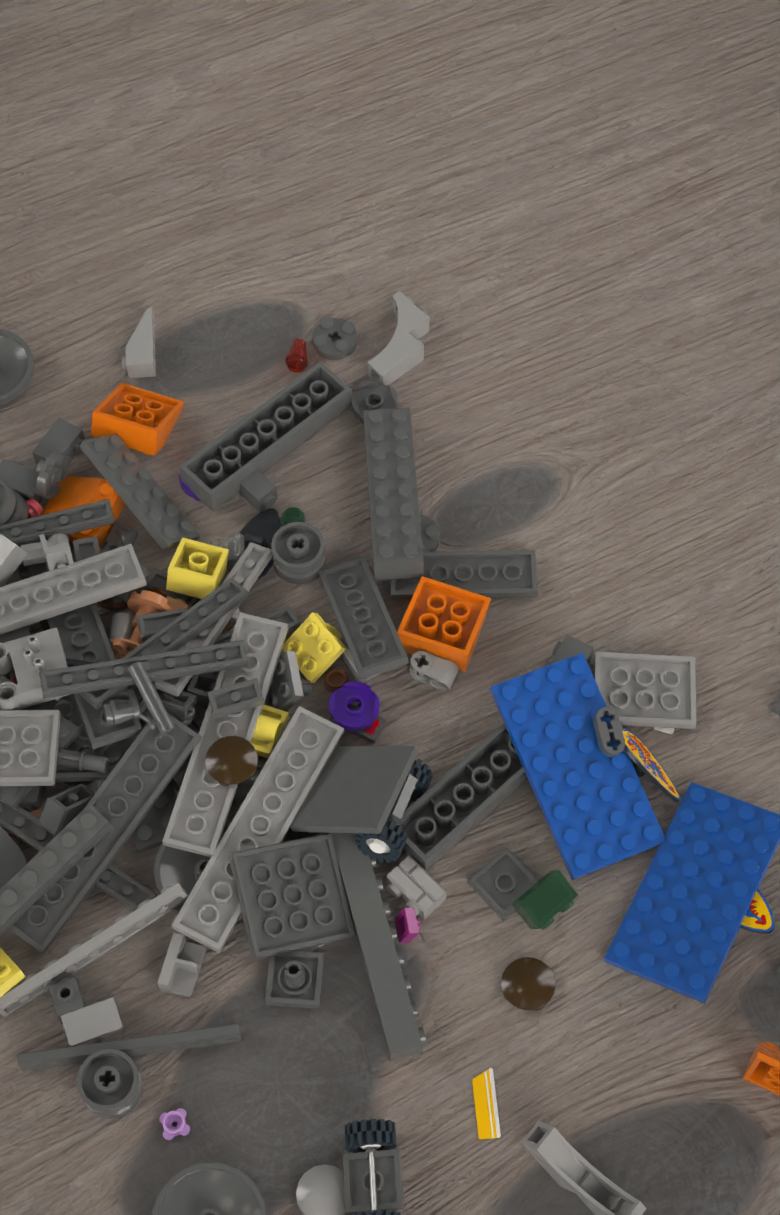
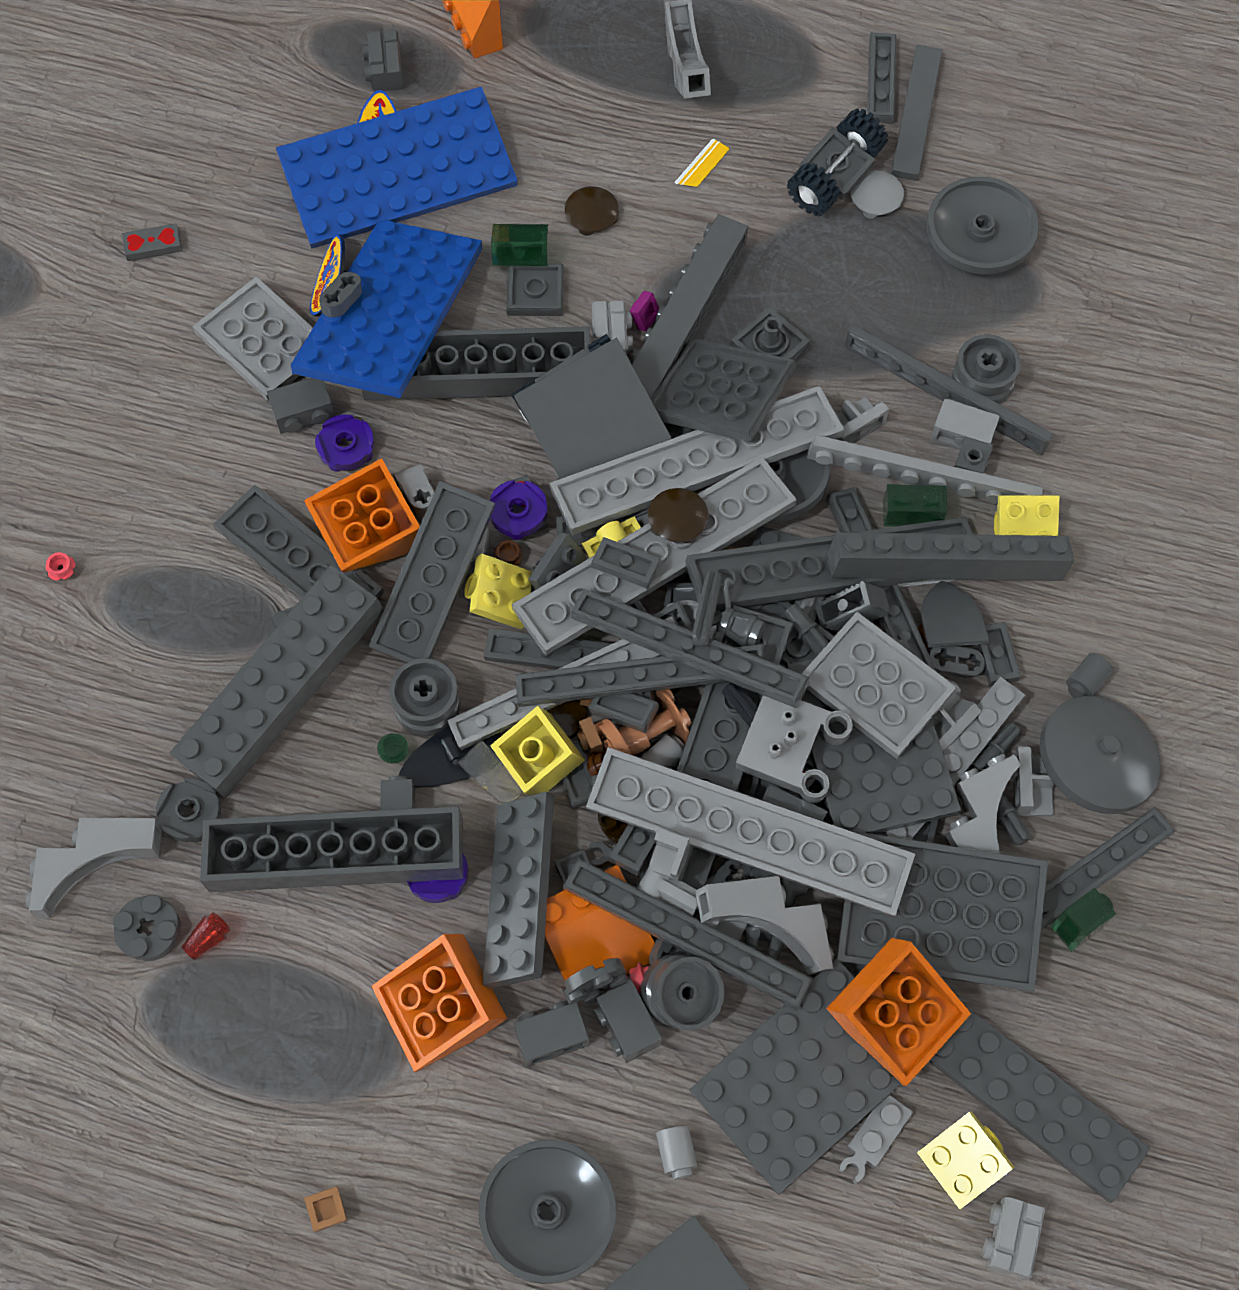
camera: 140 degrees left, 5 degrees up
(83, 925) = (913, 504): none -> clear green brick
(108, 295) = (326, 1209): none -> medium nougat plate
(140, 349) = (358, 1089): light grey slope -> none
(174, 1116) = (953, 309): lavender plate -> none
(510, 654) = (348, 457): none -> dark purple plate
(597, 457) = (55, 561): none -> coral plate

